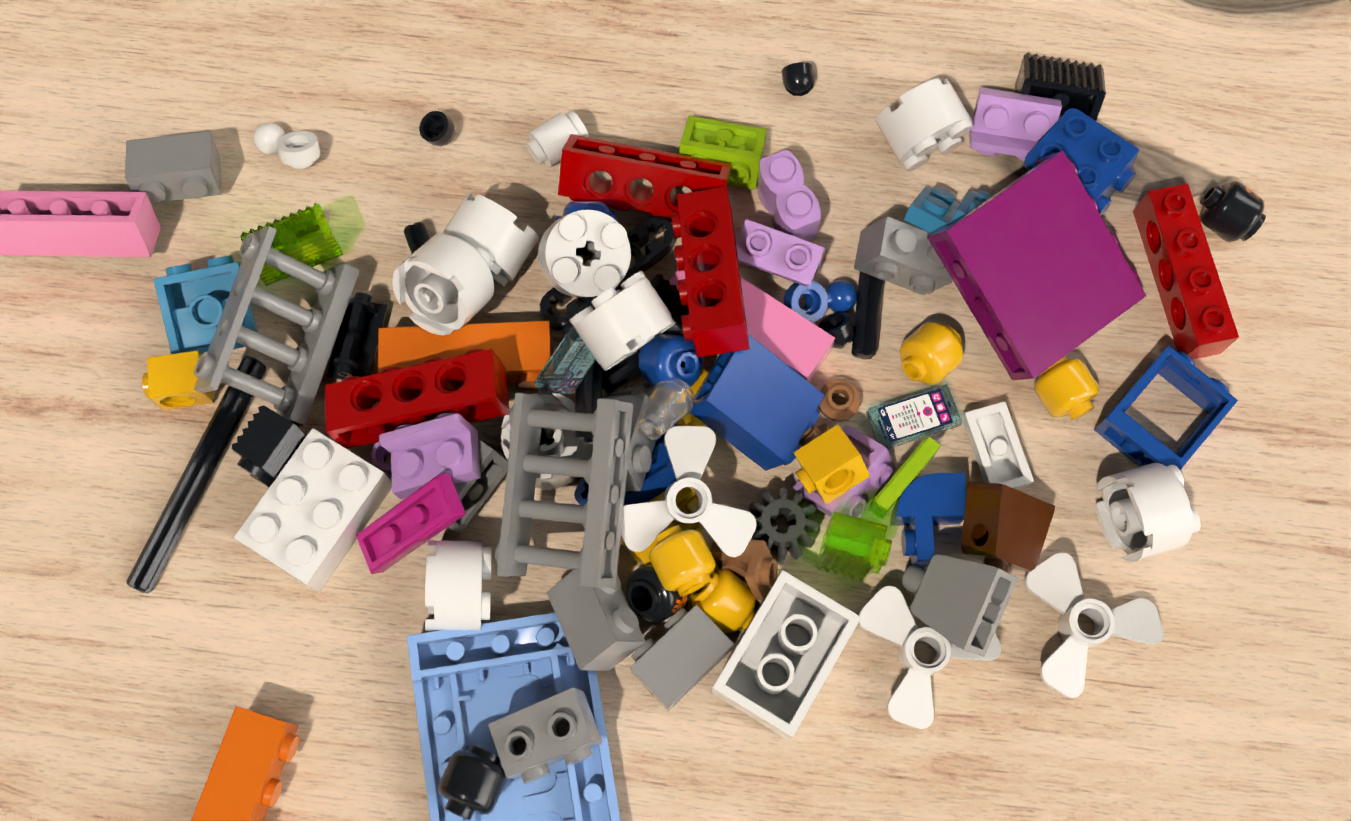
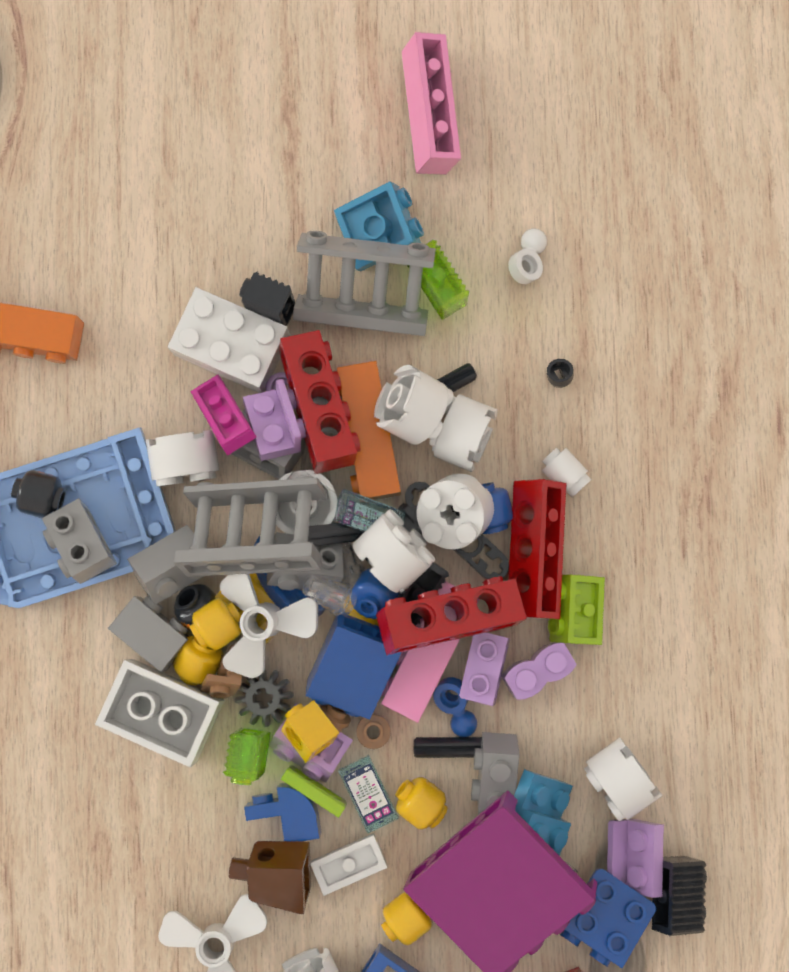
camera: 85 degrees right, 10 degrees up
(172, 381) = (318, 213): yellow brick -> none
(174, 166) = (491, 173): light grey brick -> none
(192, 482) = (244, 246): black axle -> none
(357, 338) = (371, 345): black hinge -> none
(798, 78) = (653, 666): black hinge -> none
(840, 327) = (437, 718): black hinge -> none
(891, 620) = (191, 851): white piece -> none
(960, 599) = (214, 843): light grey torso -> none

